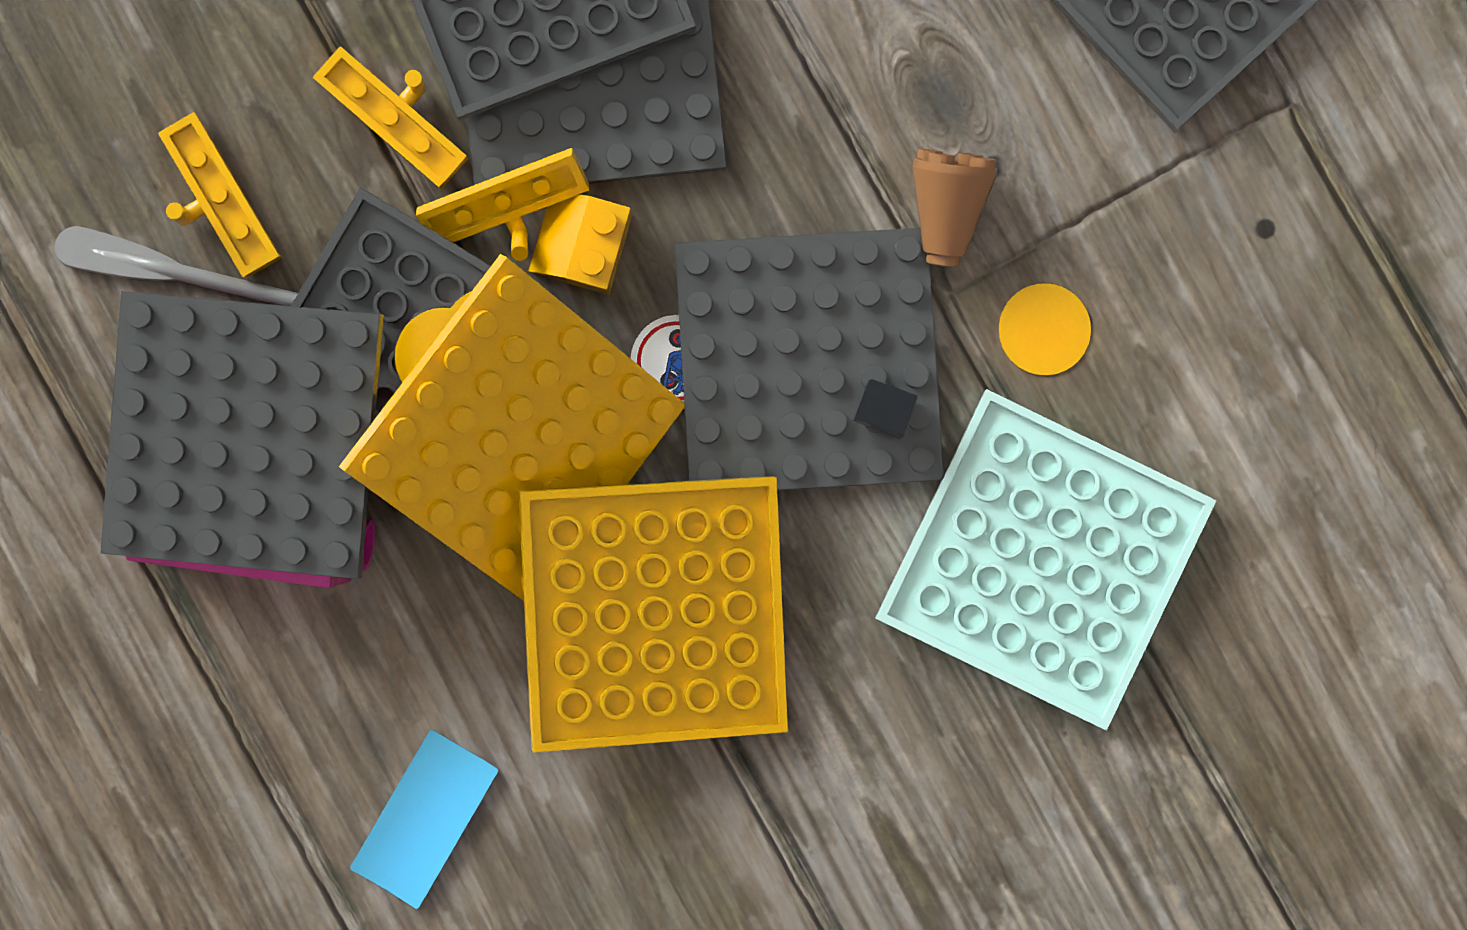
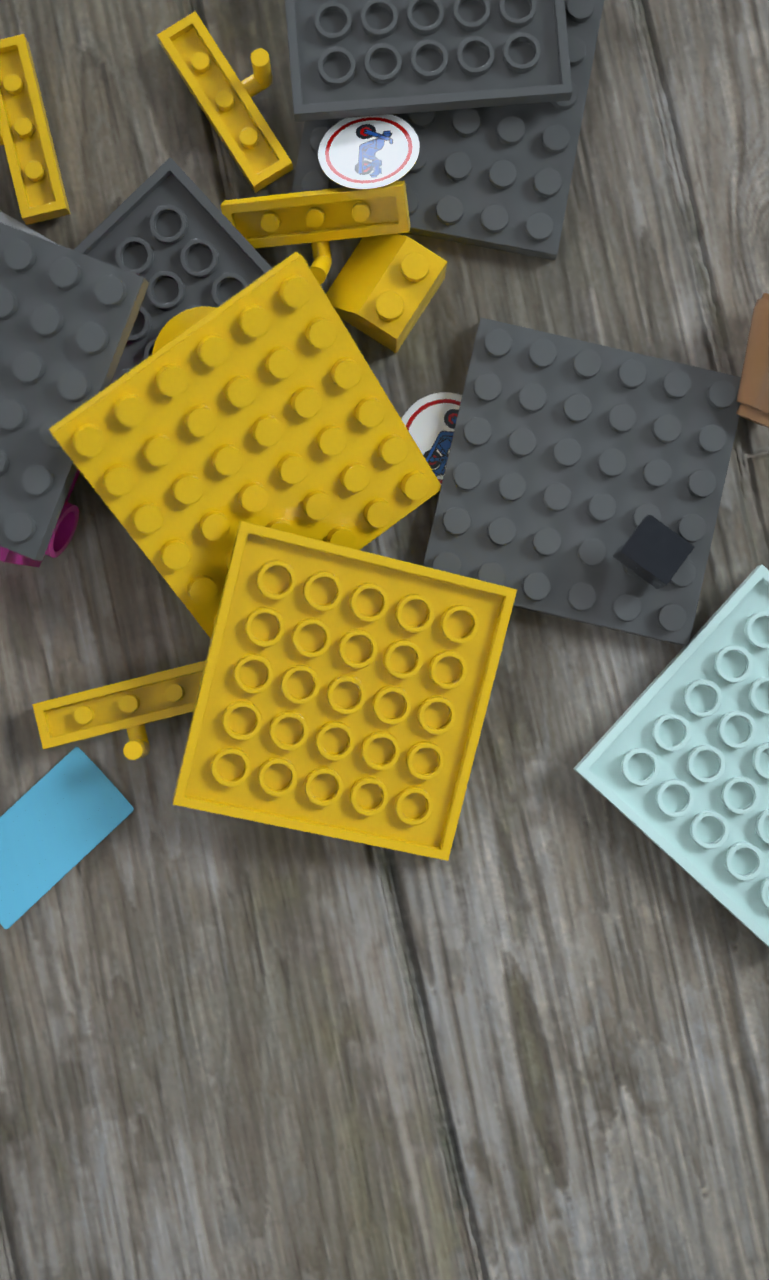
camera: 10 degrees right, 0 degrees up
(461, 682) = (120, 707): none -> yellow plate
(532, 130) = (368, 151): none -> white sticker

